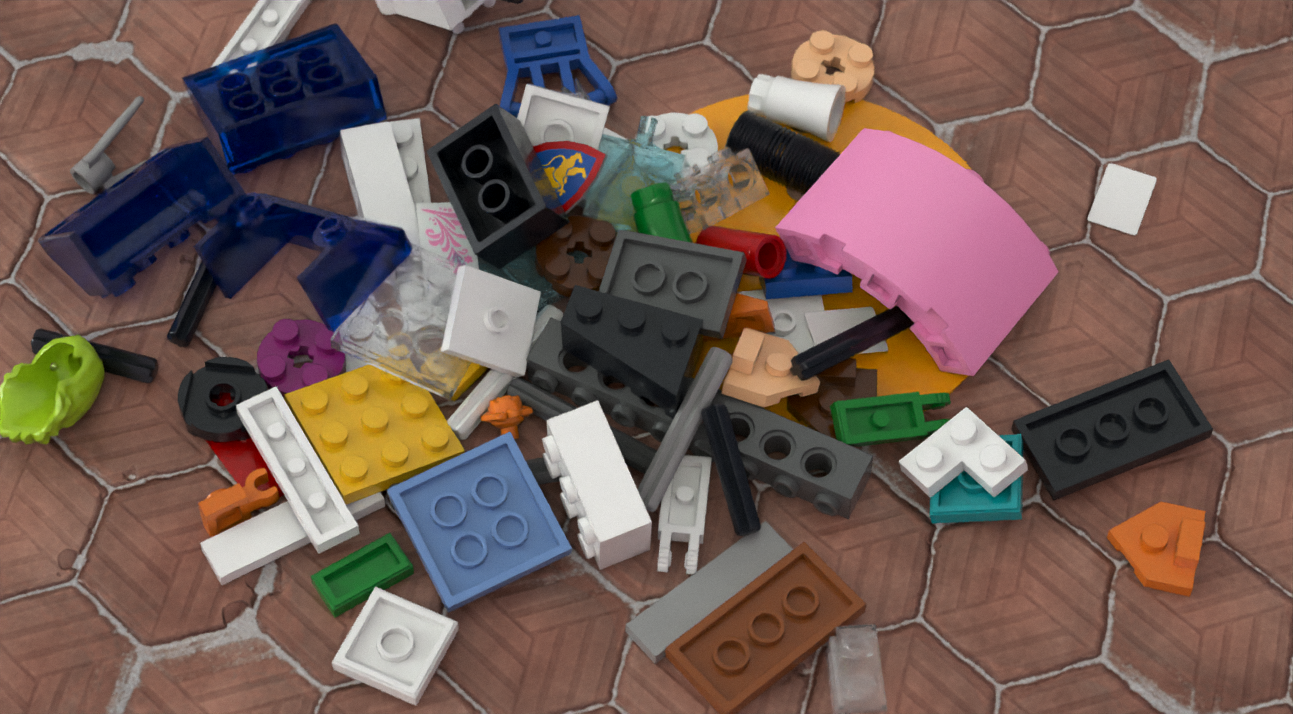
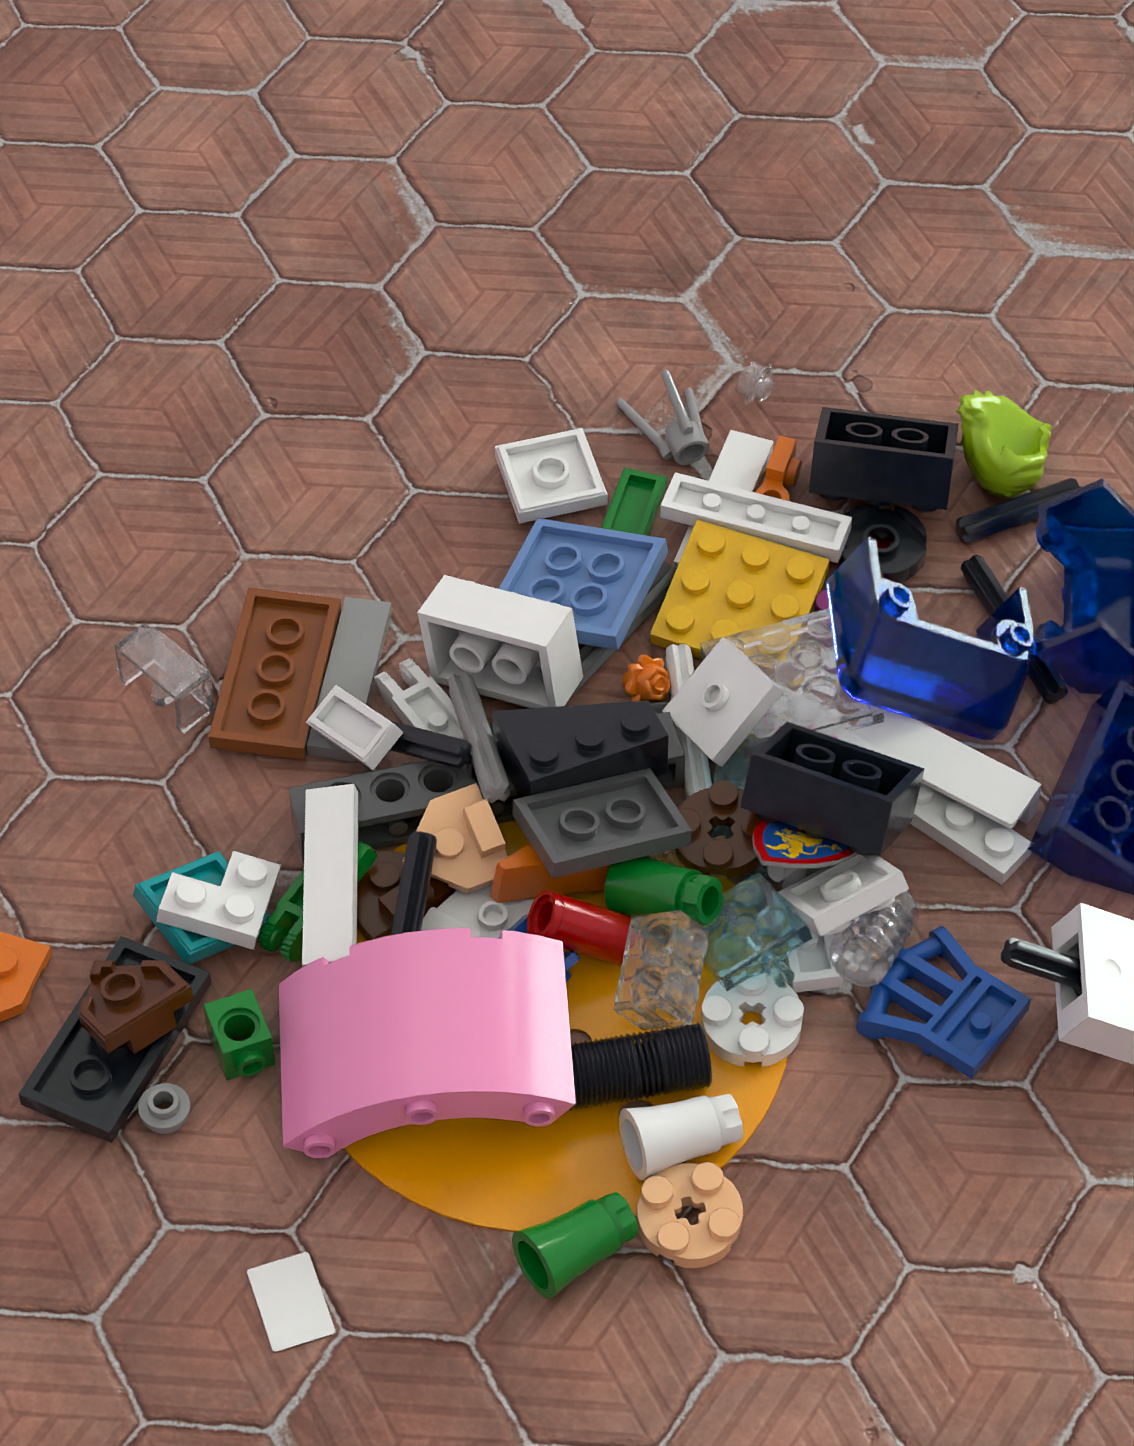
camera: 140 degrees right, 5 degrees down
(153, 606) = (755, 383): none -> clear plate
(155, 435) = (883, 459): none -> black brick
(259, 599) = (683, 435): none -> light grey plant
(761, 509) = (354, 727): none -> white tile
(883, 398) = (330, 873): none -> white tile
(922, 91) = (573, 1242): none -> green plant
(1023, 381) = (237, 1017): none -> green brick
(1094, 419) = (132, 1003): none -> reddish brown plate
(1109, 371) = (164, 1120): none -> light grey plate

